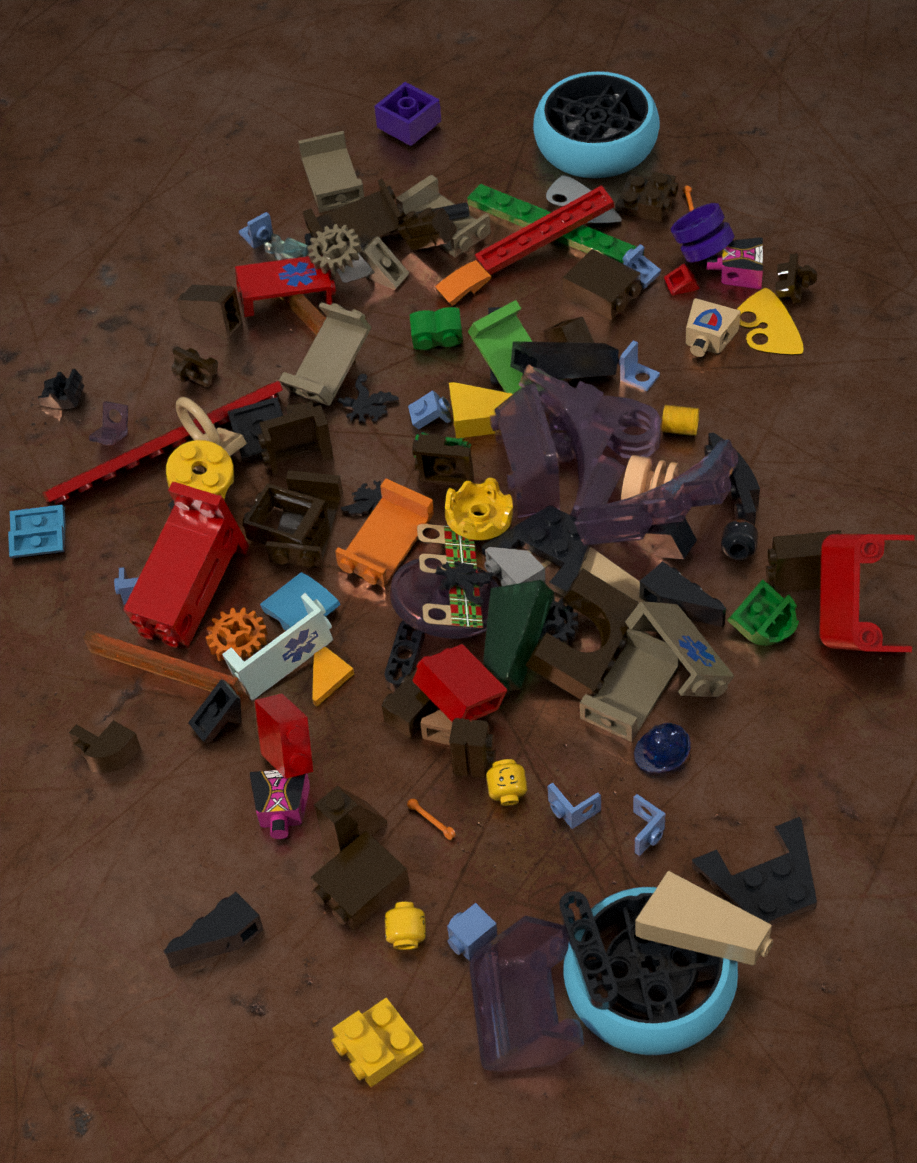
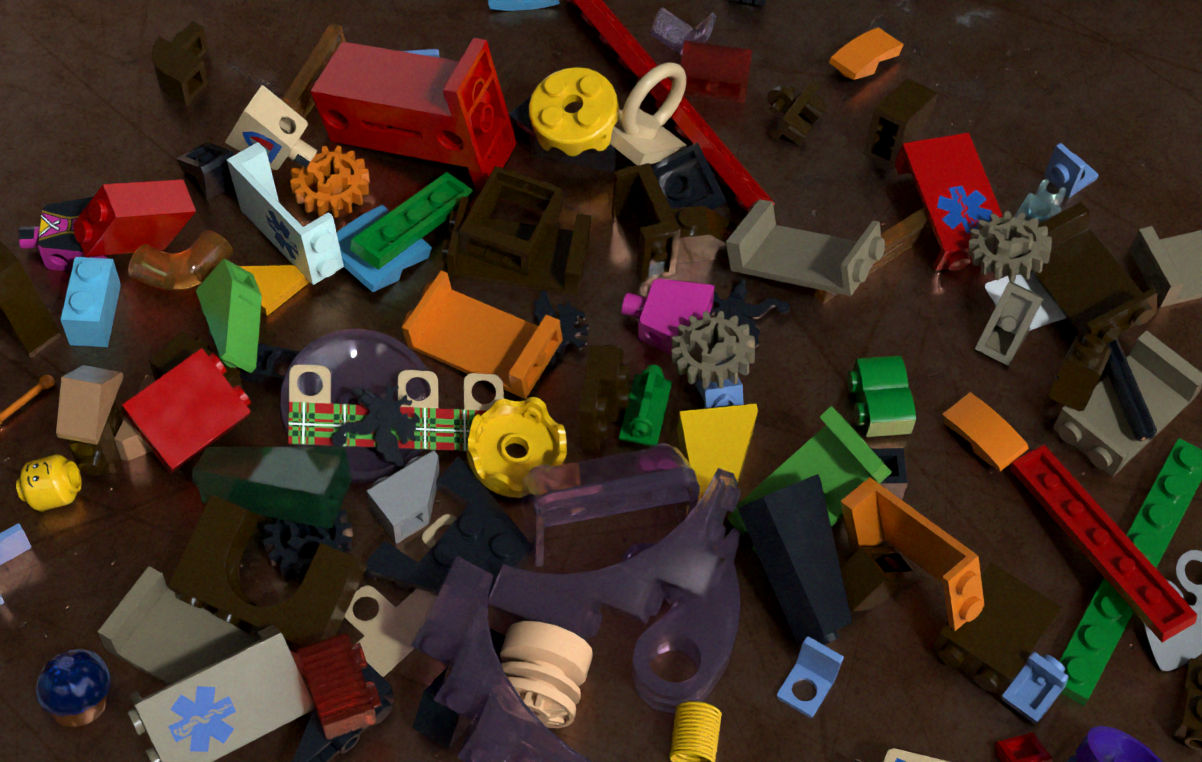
camera: 80 degrees right, 5 degrees up
(143, 328) = (863, 53): none -> orange slope
(150, 410) = (716, 71): none -> clear red brick
(204, 653) = (275, 128): none -> tan torso
(282, 575) = (410, 221): none -> green plate
(318, 721) = (179, 269): none -> clear orange cylinder
(349, 771) = (91, 302): none -> medium azure brick
(361, 675) = (232, 311): none -> bright green slope
(372, 431) = (666, 308): none -> dark pink torso
(411, 398) = (713, 349): none -> dark tan gear
(465, 724) = (86, 402): none -> medium nougat slope
(562, 295) = (878, 515): none -> orange panel
(669, 578) = (338, 685): none -> clear red brick

